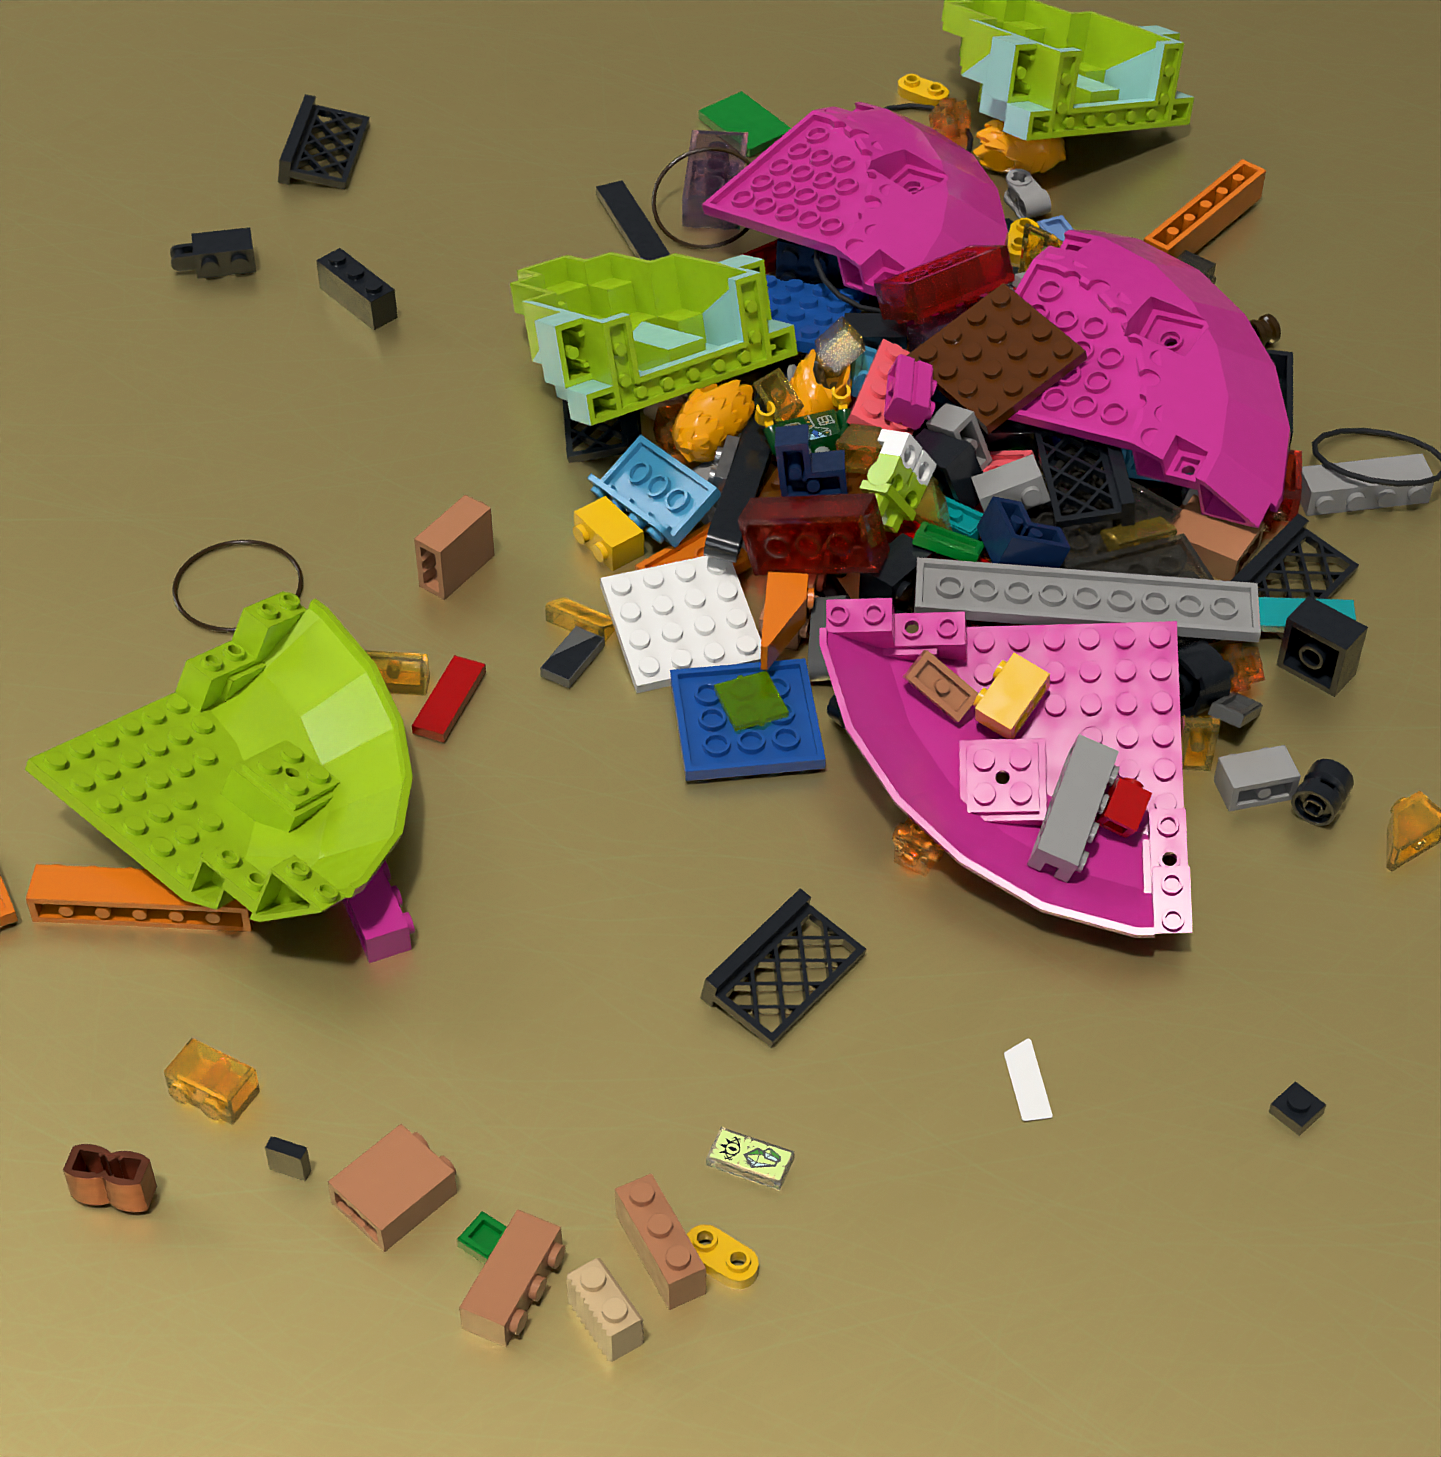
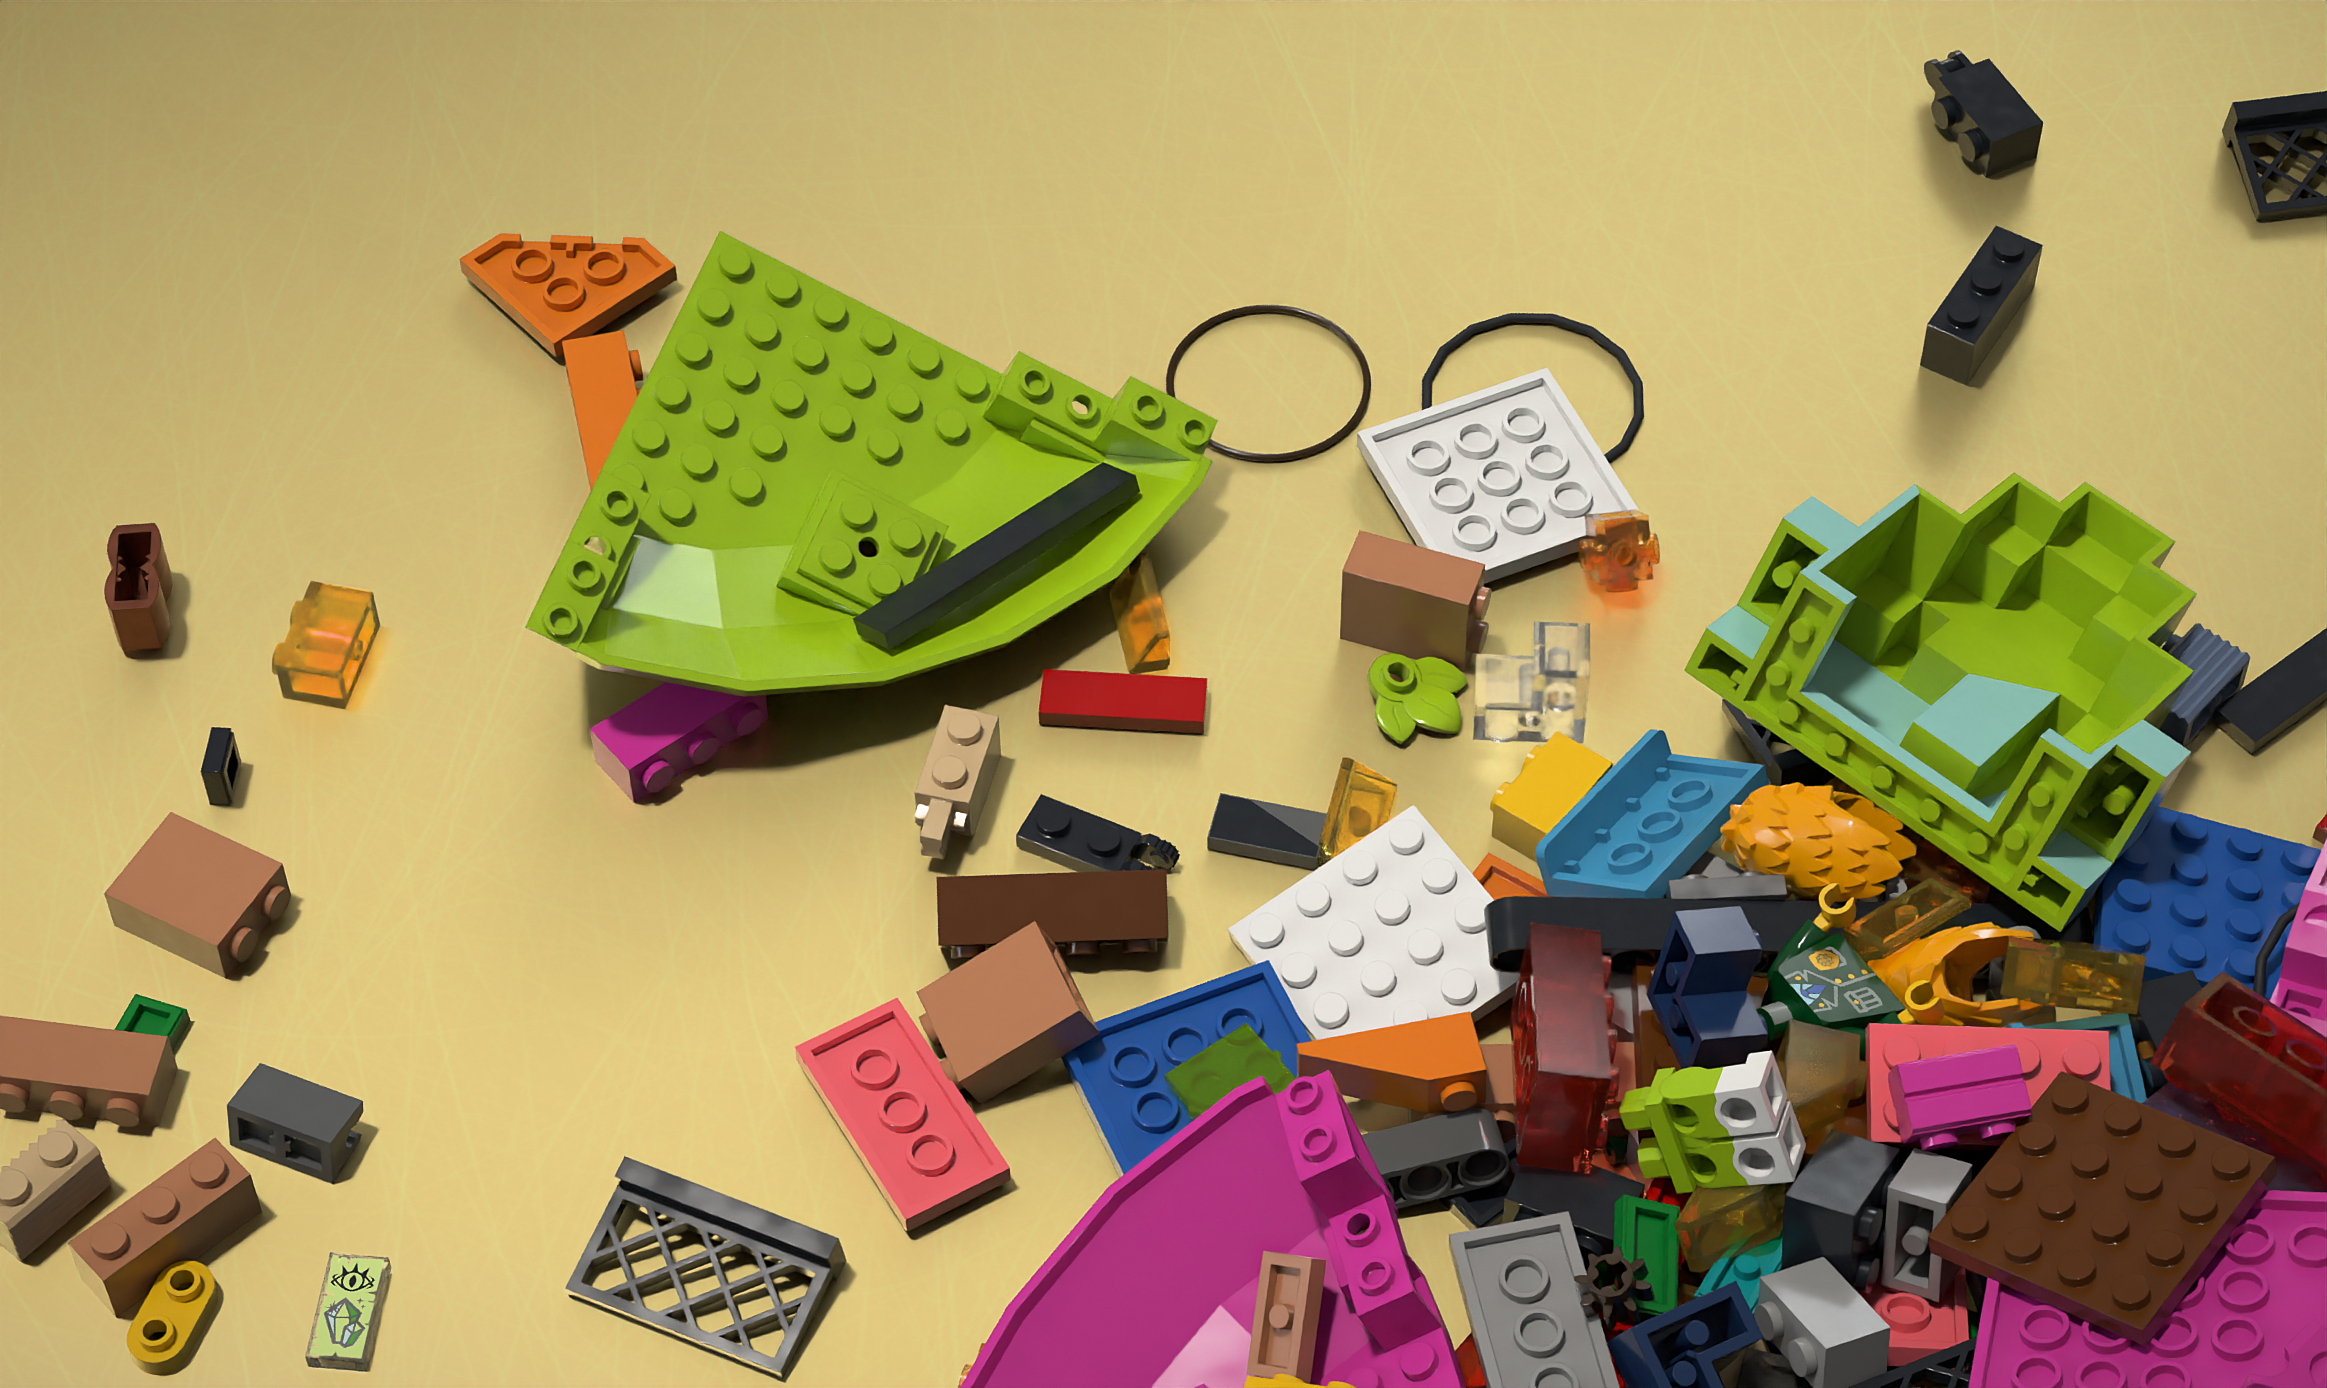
camera: 75 degrees right, 5 degrees up
(312, 437) = (1560, 321): none -> black piece
(331, 715) = (996, 555): none -> black tile
(370, 501) = (1496, 475): none -> white plate
(454, 461) = (1609, 533): none -> clear orange brick
(480, 778) = (956, 777): none -> tan hinge
(506, 573) = (1420, 700): none -> lime plate
(539, 514) = (1536, 693): none -> clear brick
(549, 733) = (1089, 841): none -> black hinge
(599, 753) = (1069, 907): none -> reddish brown brick
(600, 1160) = (294, 1122): none -> dark grey hinge
(667, 784) = (1005, 1014): none -> nougat brick
(708, 855) = (902, 1114): none -> coral plate
(977, 545) = (1601, 1298): none -> dark brown gear

